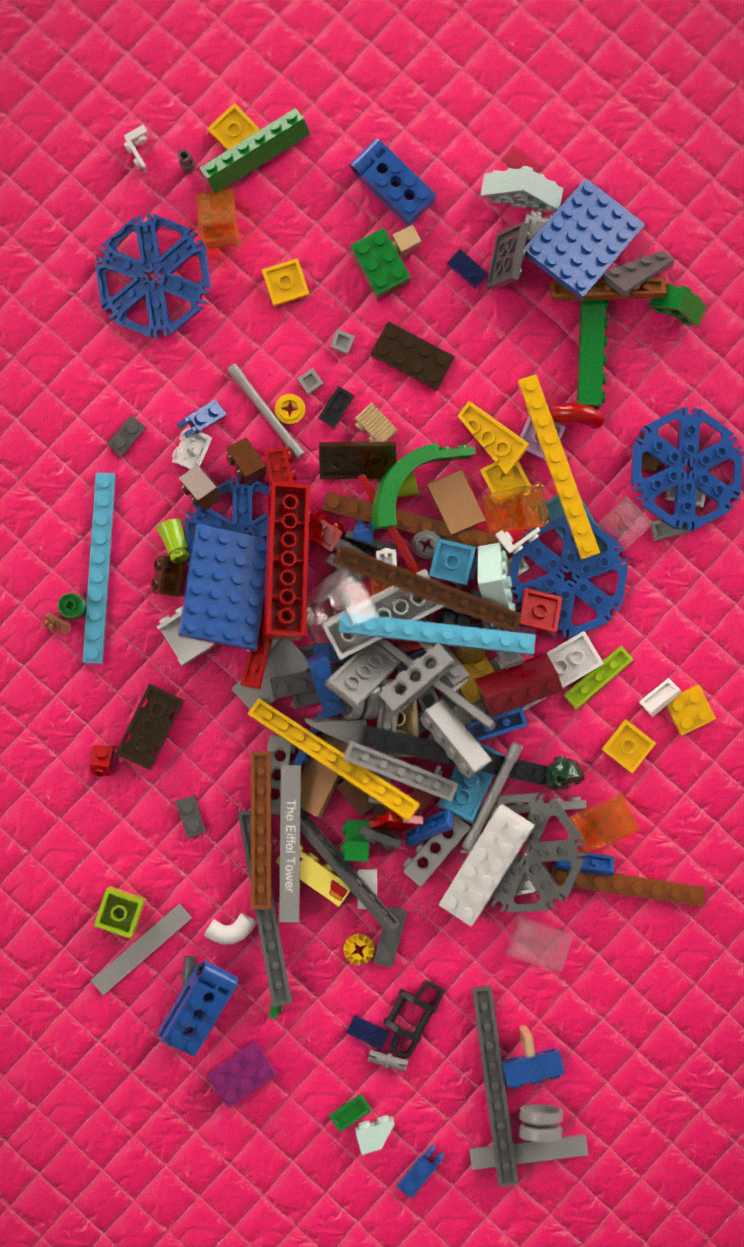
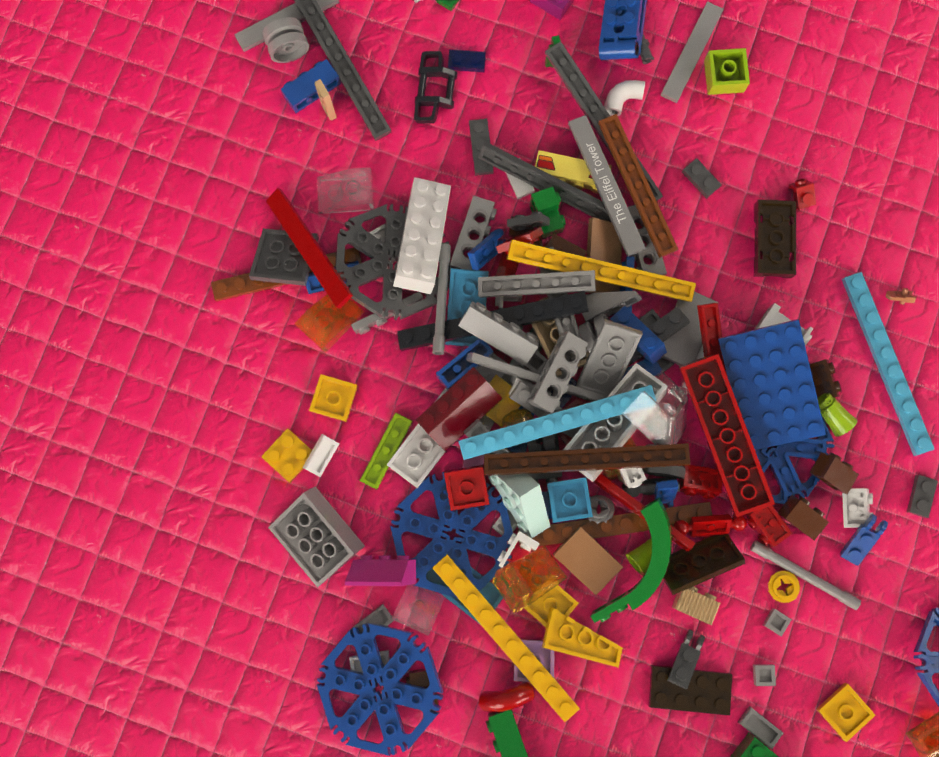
camera: 160 degrees right, 5 degrees down
(72, 606) = (897, 316): green wheel -> none
(334, 488) = (711, 525): none -> red plate
(336, 407) = (741, 607): black plate -> none
(361, 940) = (505, 133): yellow gear -> none
(365, 300) = (760, 727): none -> light grey tile
(387, 1060) = (439, 44): light grey pin -> none
(407, 381) = (685, 661): none -> dark grey hinge
(562, 773) = (384, 348): cylinder -> none
(599, 897) = (309, 248): none -> red tile
(624, 900) = (279, 259): none -> dark grey plate
(646, 567) = (382, 571): none -> dark pink slope
(692, 625) = (316, 536): none -> light grey slope

